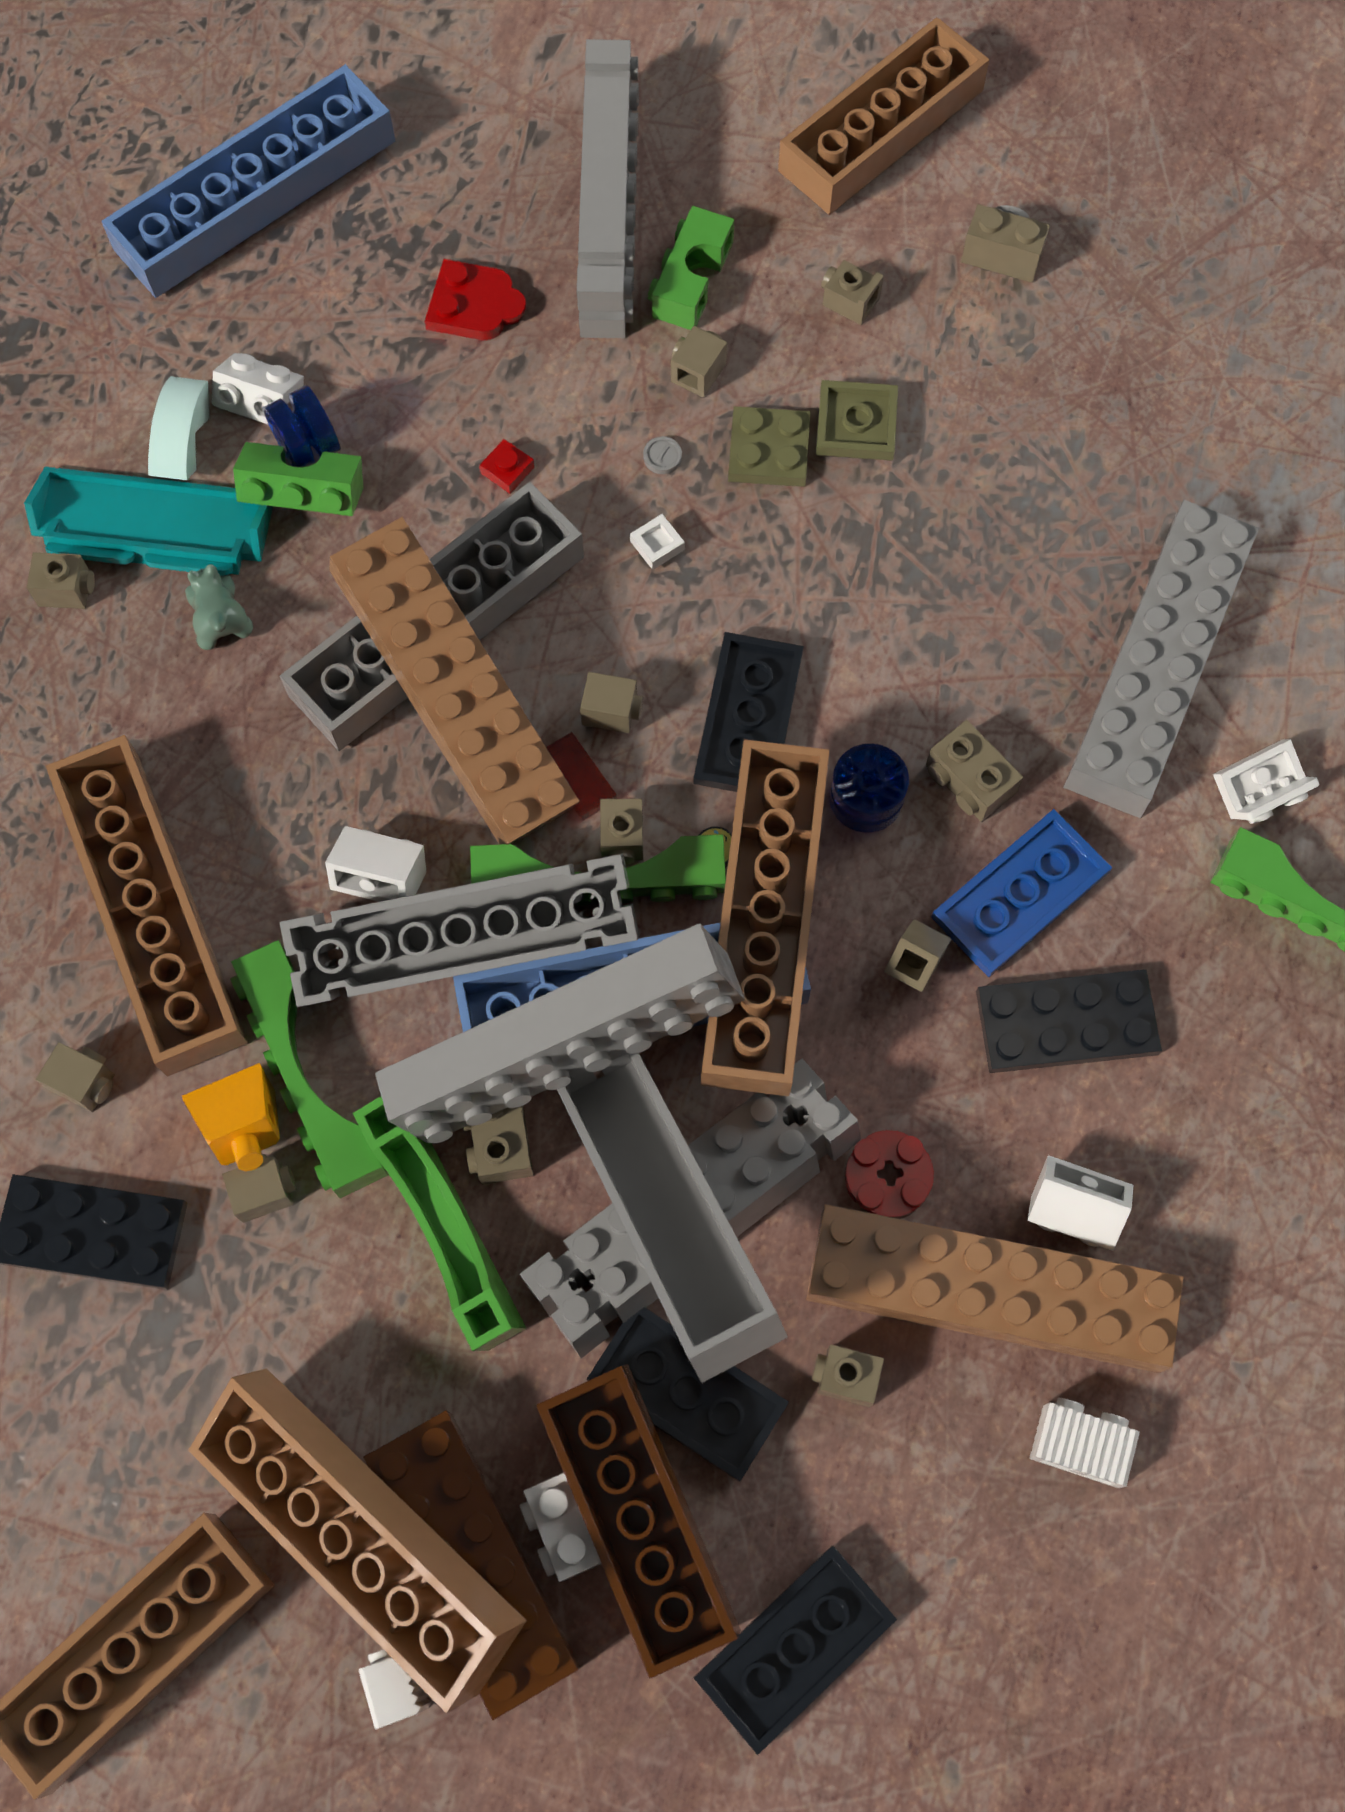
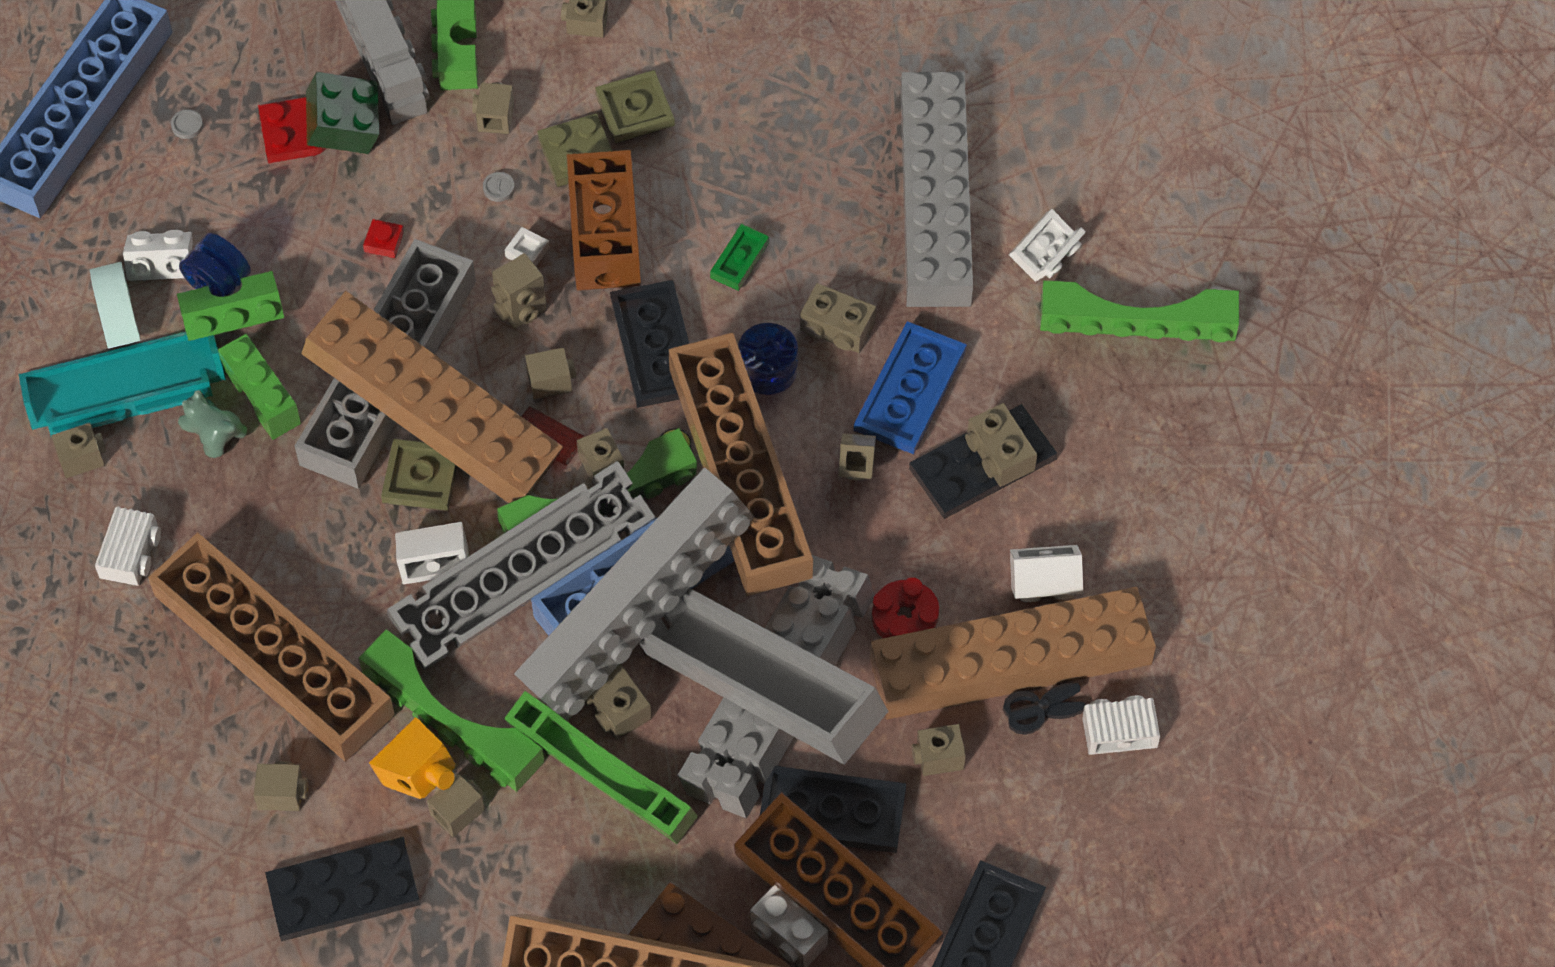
camera: 25 degrees left, 10 degrees down
(56, 715) = (128, 546): none -> white brick
(283, 586) = (266, 393): none -> bright green arch
(361, 251) = (186, 124): none -> light grey piece
(407, 766) = (418, 476): none -> olive plate
(524, 301) = (342, 113): none -> dark green brick
(618, 590) = (518, 291): none -> dark tan brick
(743, 574) = (603, 243): none -> dark orange plate
(894, 649) = (739, 257): none -> green plate
(1009, 1374) = (1048, 706): none -> black piece
(1095, 1017) = (1001, 445): none -> dark tan brick

